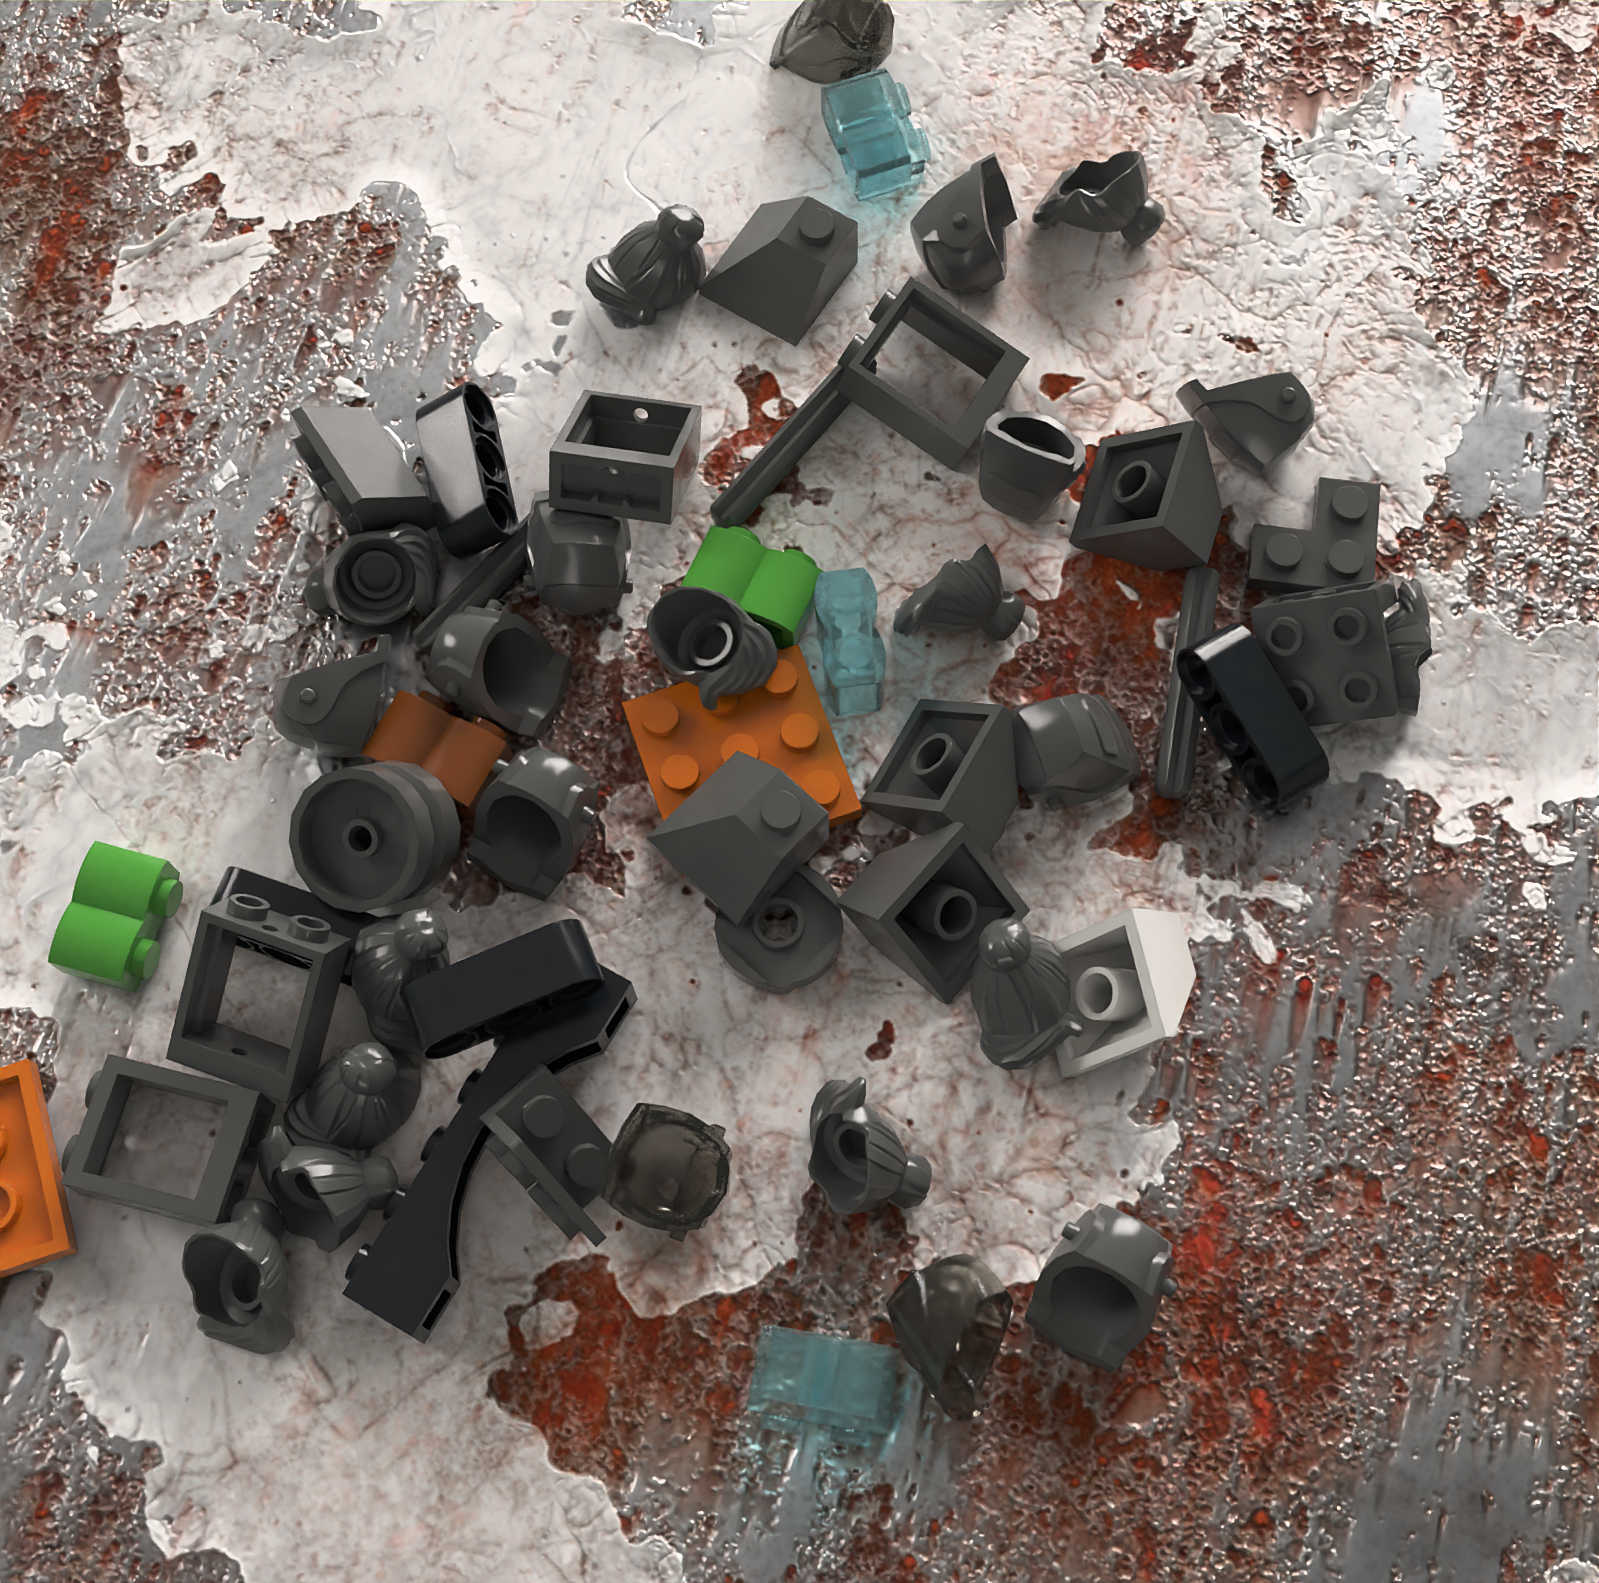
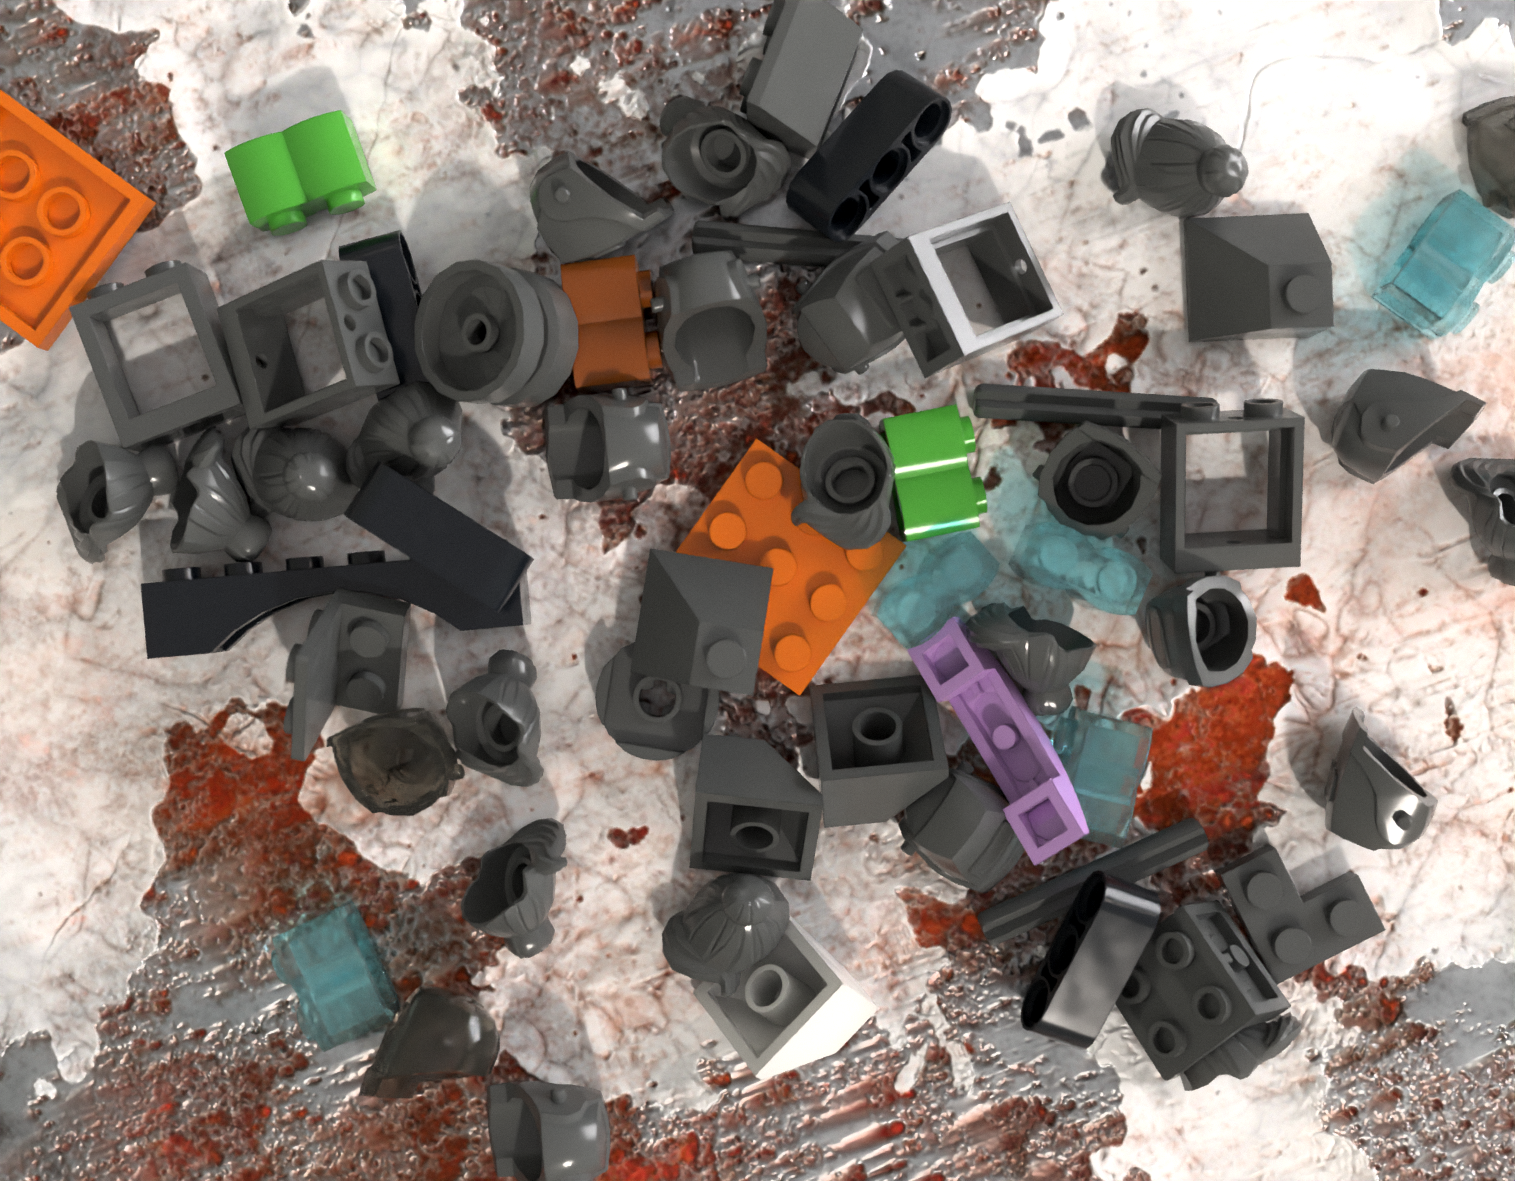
camera: 55 degrees right, 20 degrees up
(704, 1069) = (499, 721): none -> dark grey hair
(851, 456) = (1097, 481): none -> dark grey helmet
(922, 520) = (1095, 578): none -> clear light blue brick
(1011, 664) = (1008, 737): none -> lavender slope
(1096, 619) = (1105, 767): none -> clear light blue brick
(1151, 499) = (1239, 749): dark grey slope -> none

